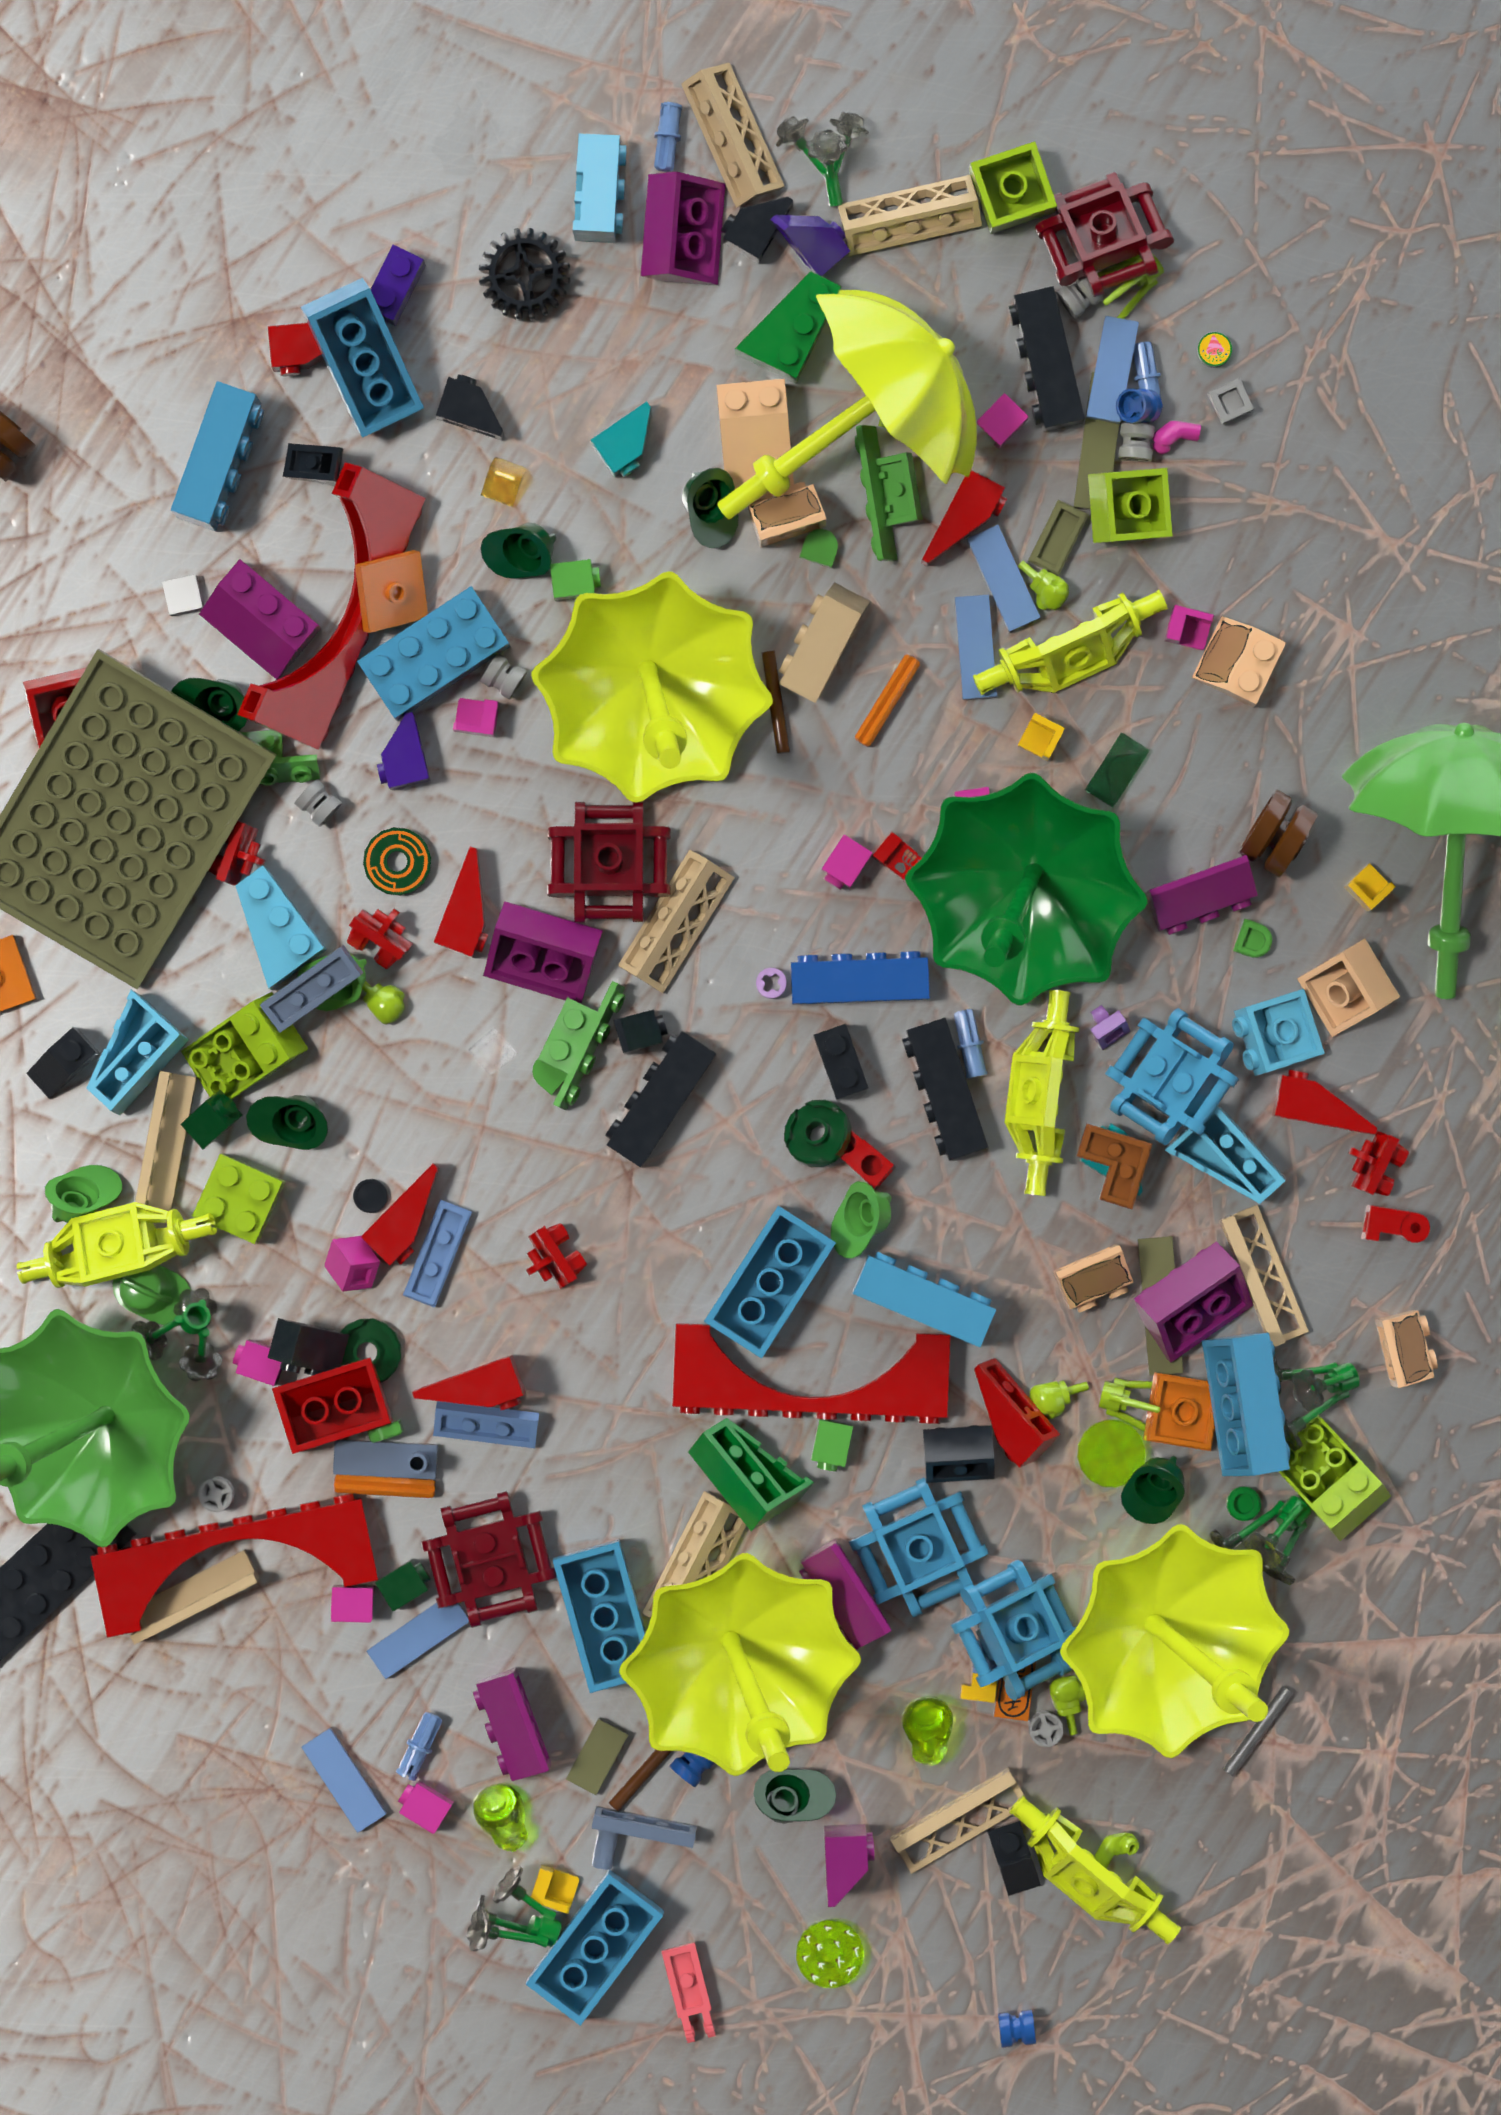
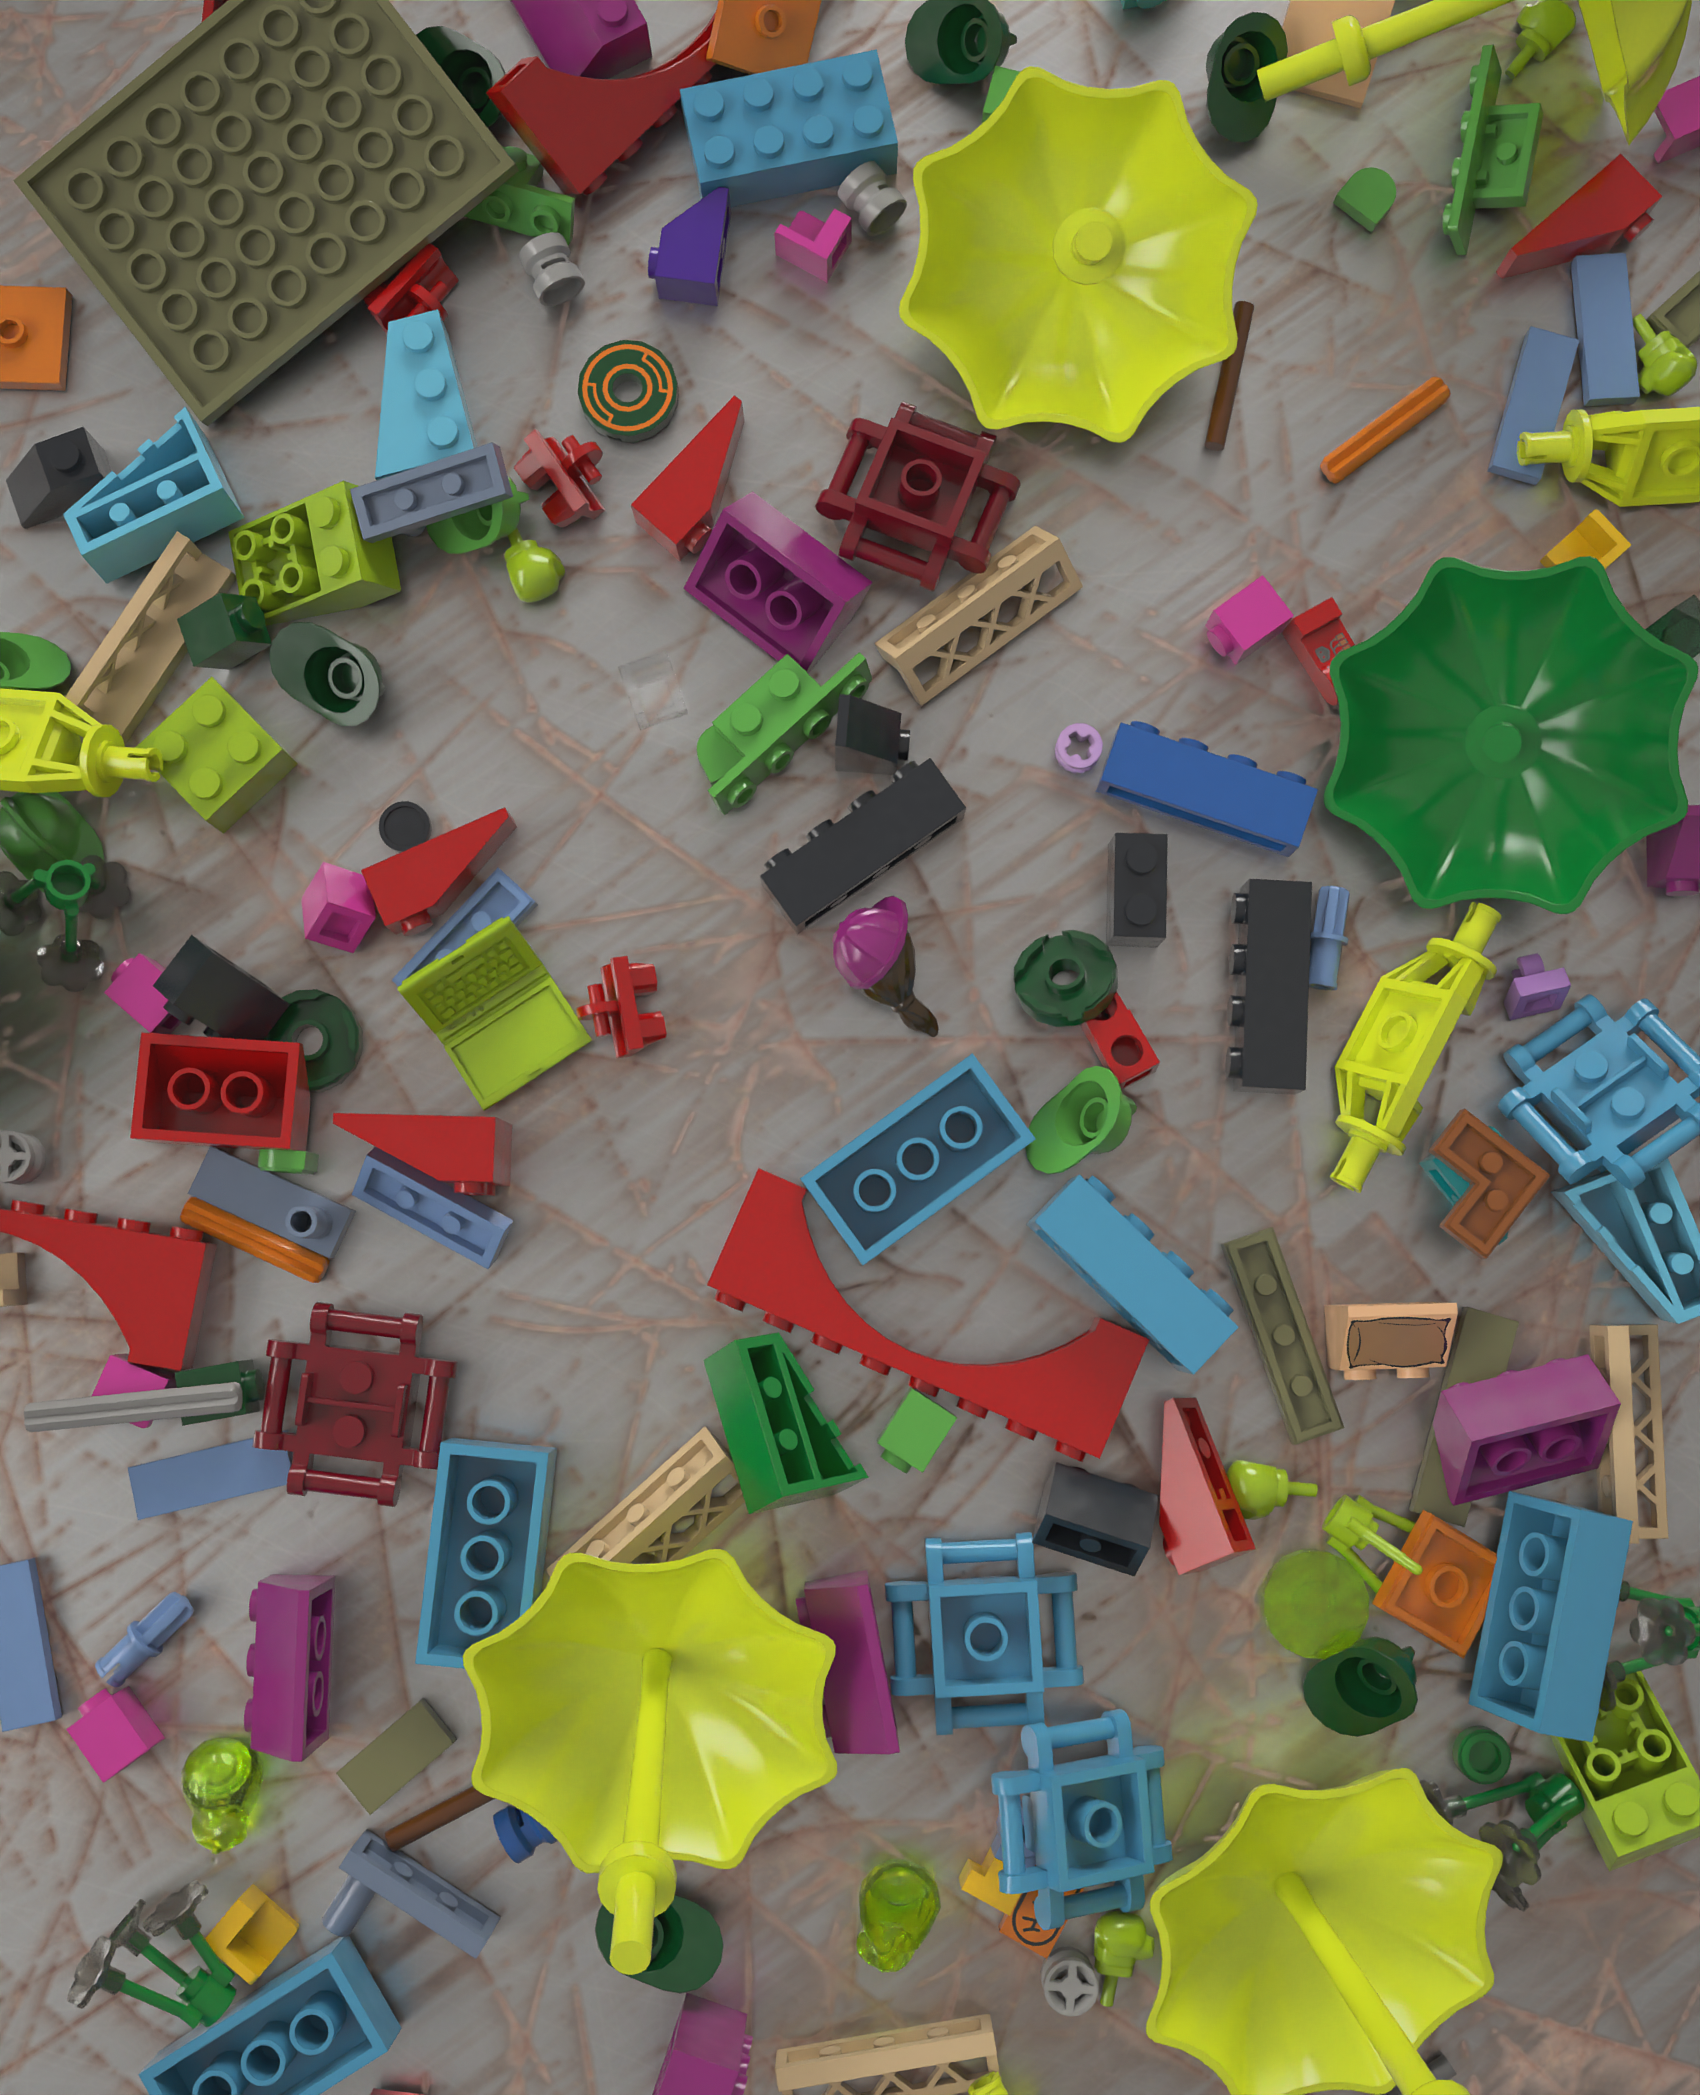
camera: 15 degrees right, 5 degrees down
(361, 1611) = (133, 1407): none -> light grey axle
(478, 1291) = (496, 1012): none -> lime piece
(699, 1167) = (879, 960): none -> magenta piece
(787, 515) = (1343, 131): slope -> none
(822, 641) = (1329, 309): tan wedge -> none
(1032, 1299) = (1282, 1336): none -> olive tile

